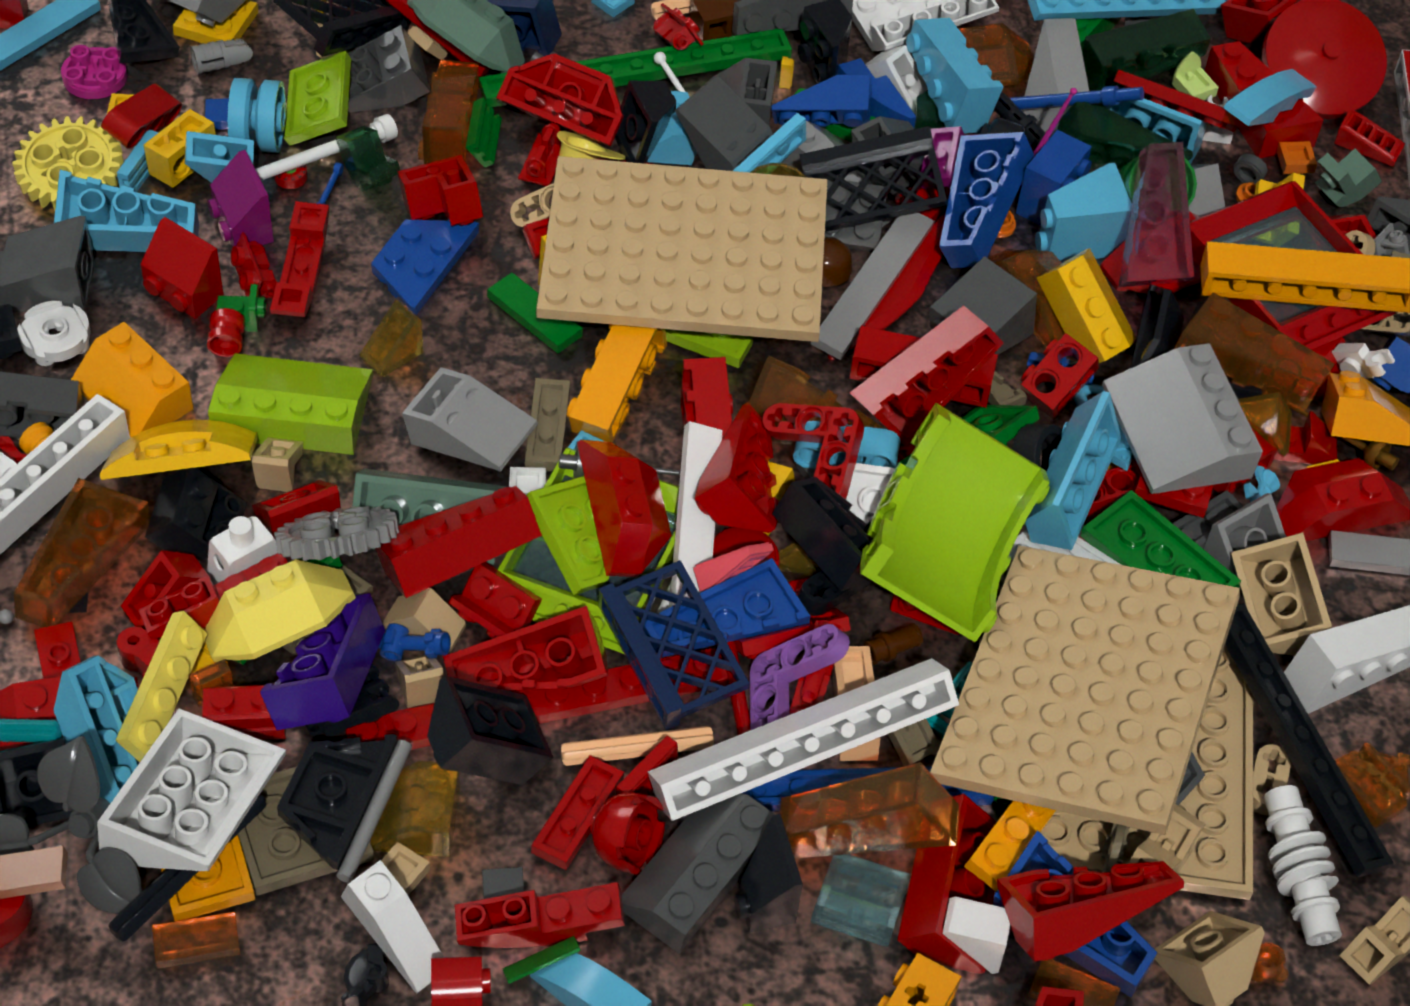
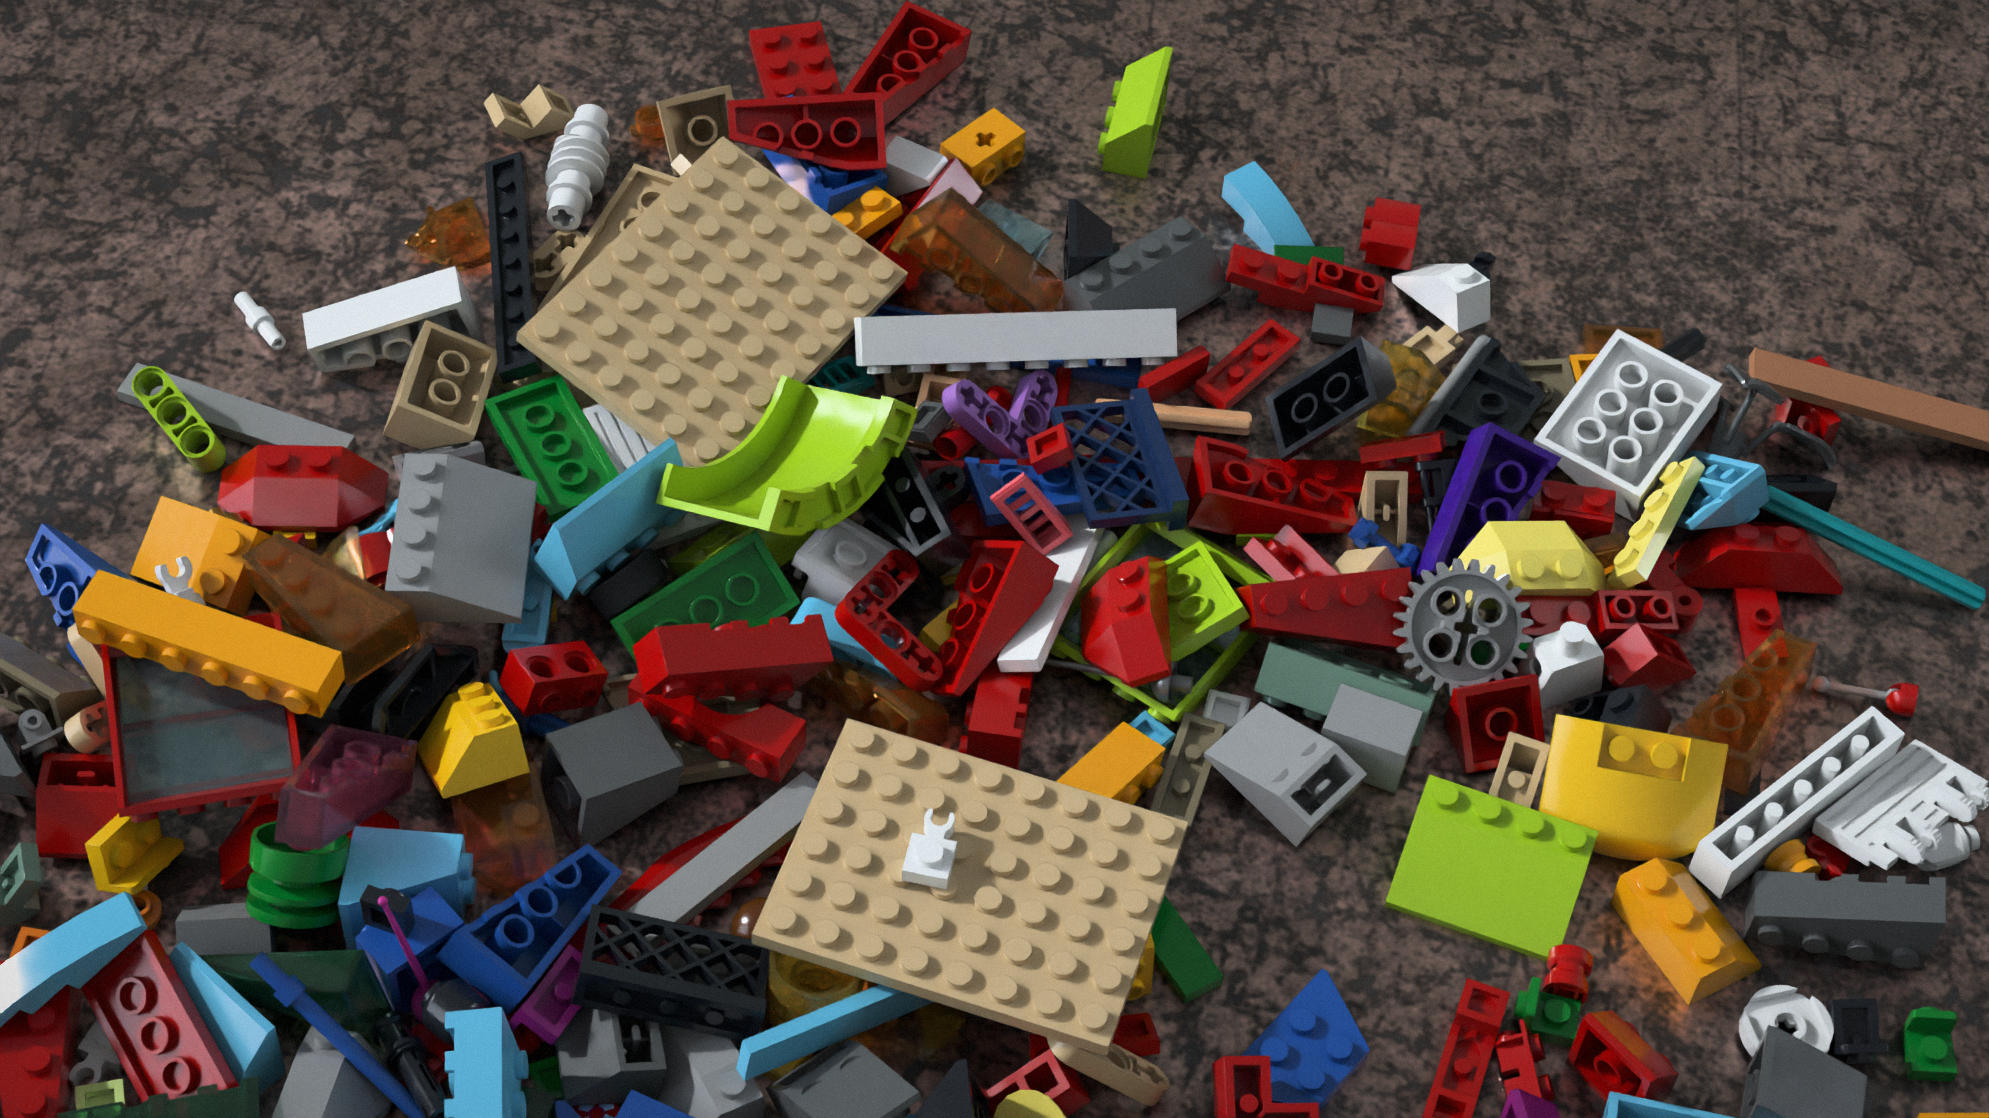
camera: 165 degrees left, 0 degrees up
(394, 340) = (1354, 919): clear yellow slope -> none
(402, 713) = (1386, 451): none -> red plate
(405, 452) = (1373, 733): none -> light grey slope
(628, 831) = (1212, 324): red cylinder -> none
(720, 235) = (931, 855): none -> white plate
(736, 621) = (1050, 449): none -> red plate
(861, 644) = (929, 421): none -> dark grey tile
(1076, 145) = (398, 903): none -> black plate

